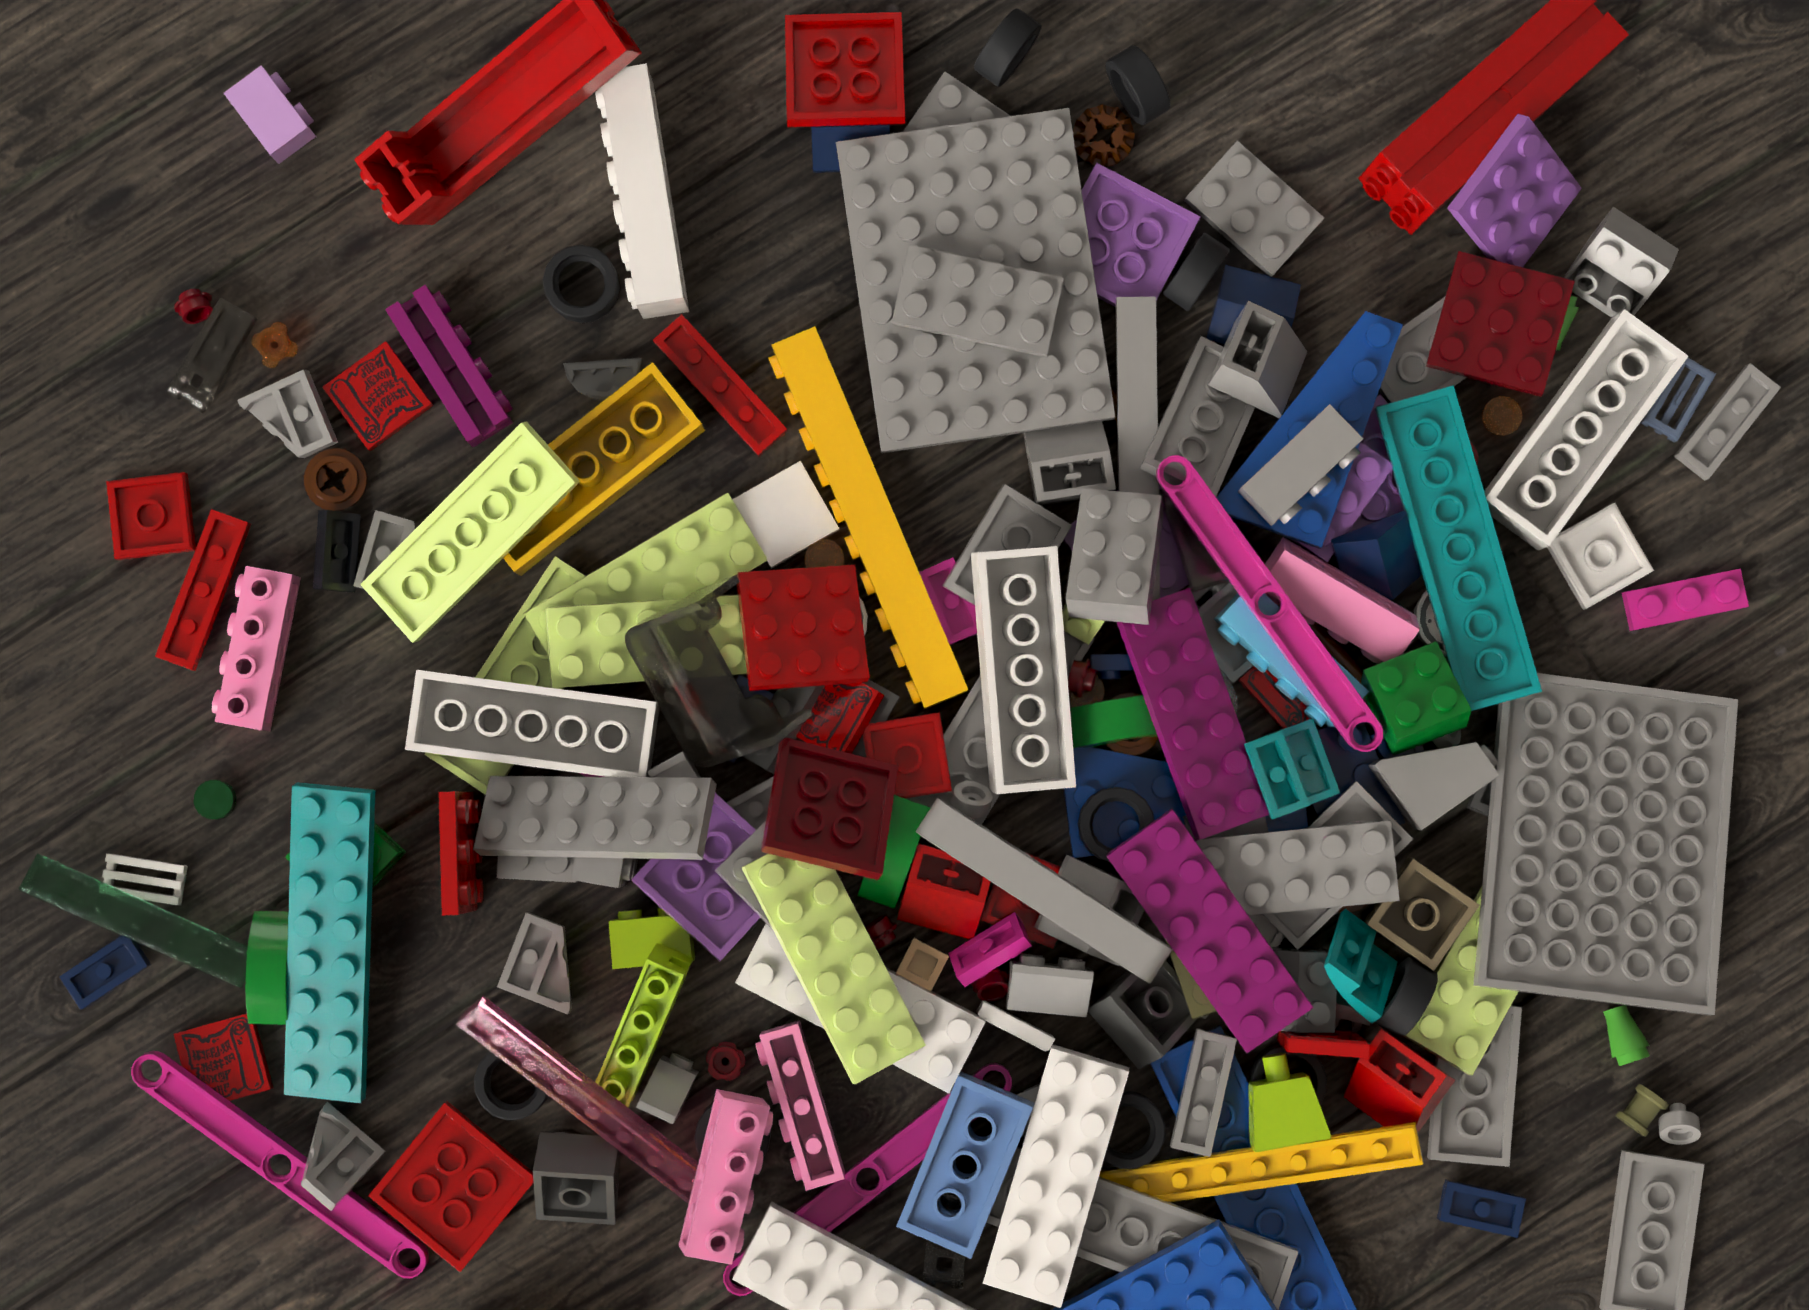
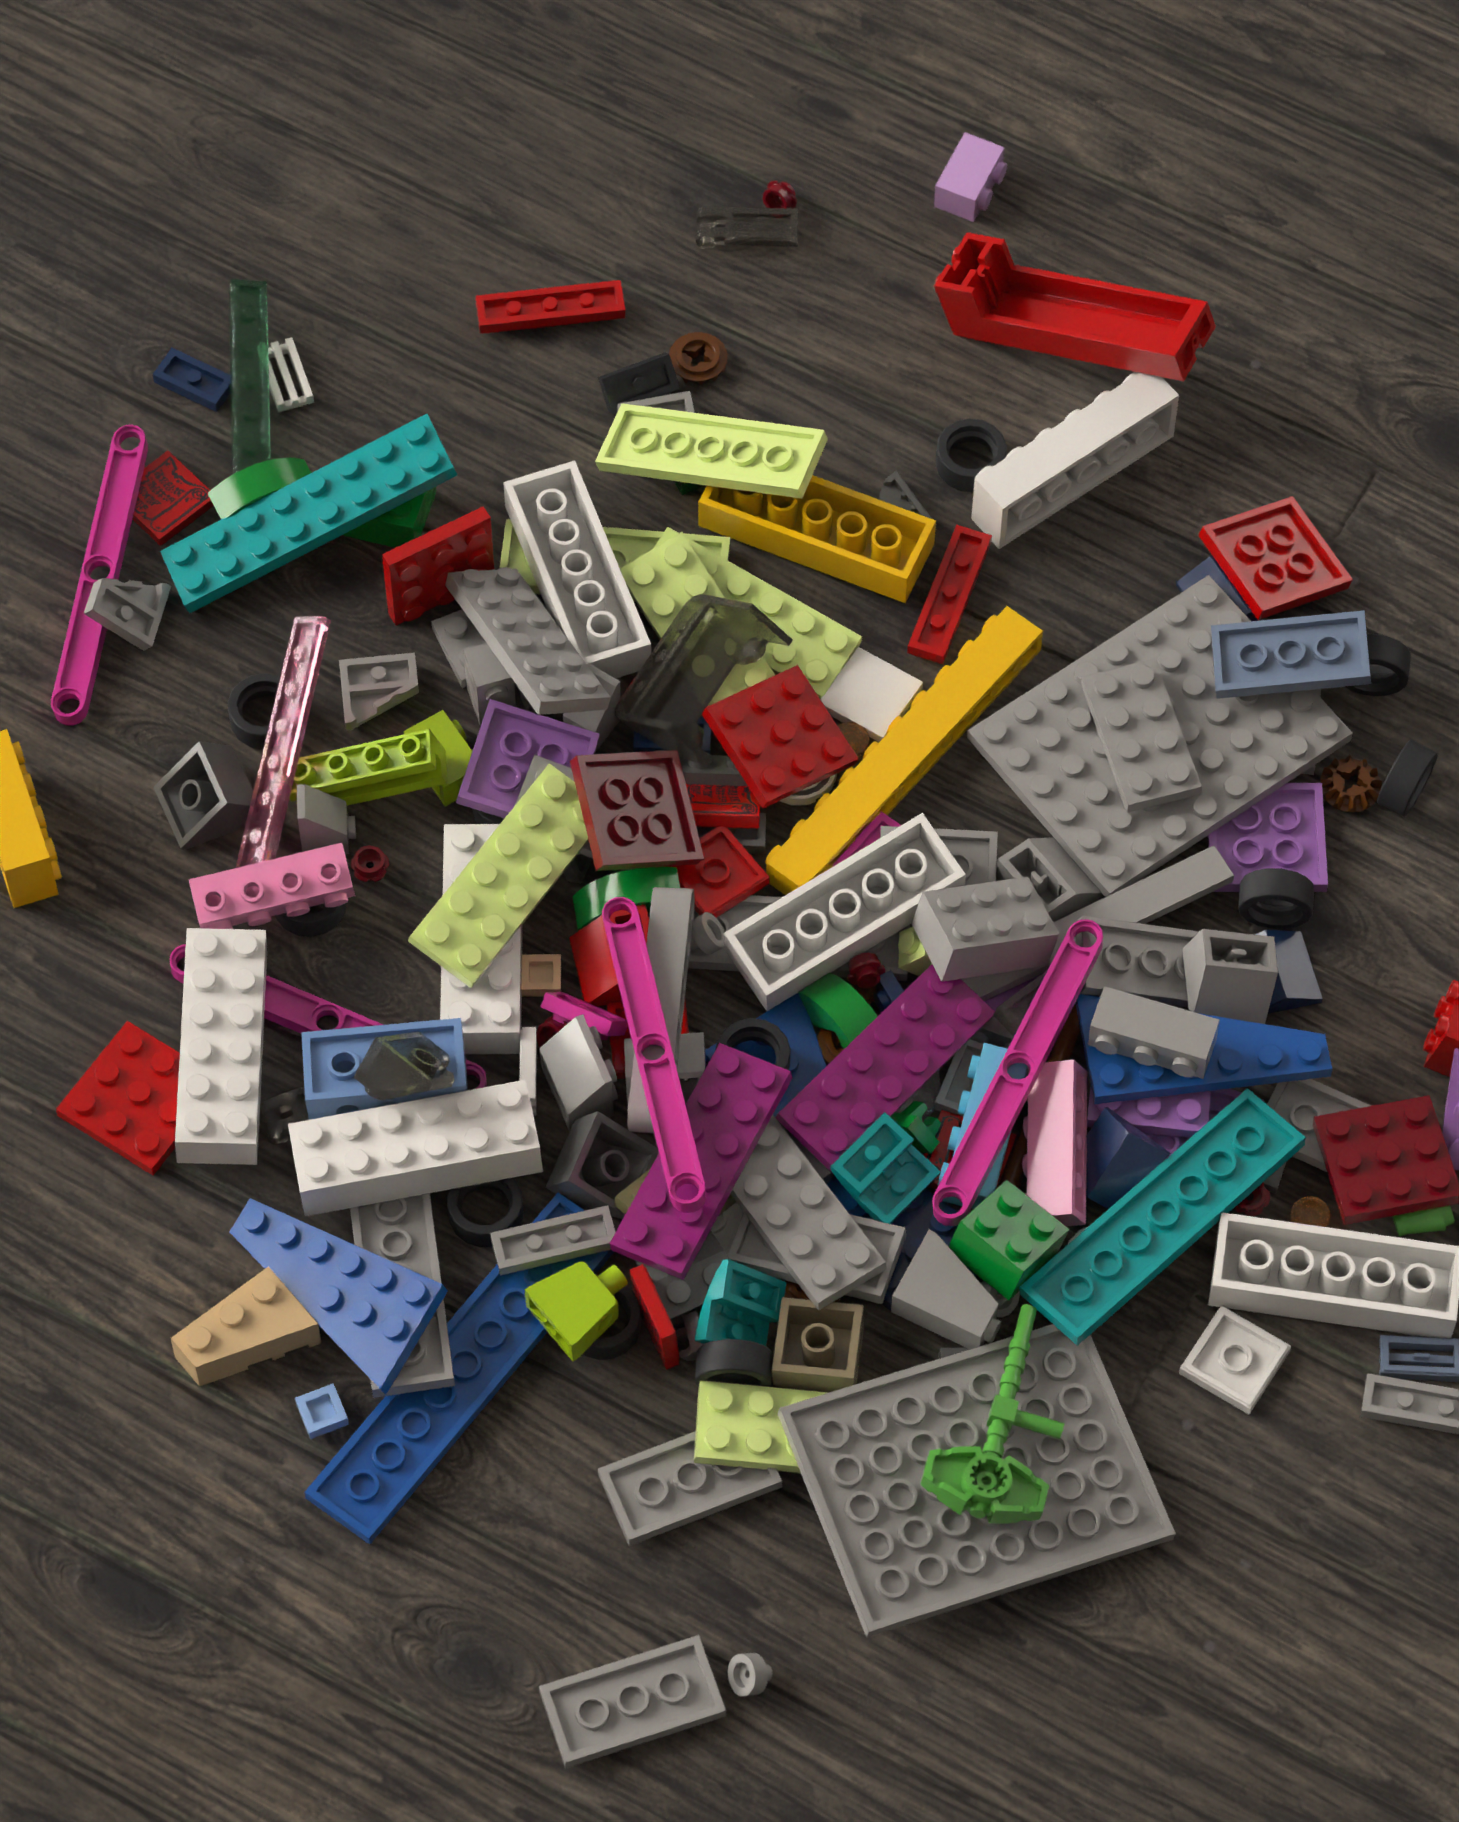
camera: 65 degrees right, 25 degrees down
(151, 516) = (589, 246): red tile -> none
(215, 799) = (380, 394): dark green tile -> none
(256, 648) = (524, 364): bright pink brick -> none
(276, 333) = (783, 258): clear orange plate -> none
(293, 413) = (734, 303): light grey wing -> none
(377, 396) = (786, 357): red tile -> none
(449, 365) = (847, 386): magenta brick -> none
(453, 1186) = (148, 707): red plate -> none
(802, 1105) = (365, 931): bright pink brick -> none
(881, 931) = (550, 929): dark red plate -> none
(976, 120) = (1290, 654): none -> sand blue plate
(1002, 1157) = (404, 1067): none -> clear smoke slope
(1128, 934) = (658, 1076): none -> dark pink beam
(1250, 1170) = (523, 1329): yellow tile -> none
(1254, 209) = (1364, 931): light grey plate -> none
(1254, 712) = (922, 1132): none -> green tile
(1396, 1083) = (652, 1400): red slope -> none
(1481, 1208) = (576, 1538): dark blue plate -> none
(1625, 1037) = (804, 1589): bright green cone -> none
(1636, 843) = (981, 1479): none -> bright green bar
(1642, 1110) = (745, 1635): olive bush -> none
(1685, 599) = (1240, 1452): dark pink plate -> none

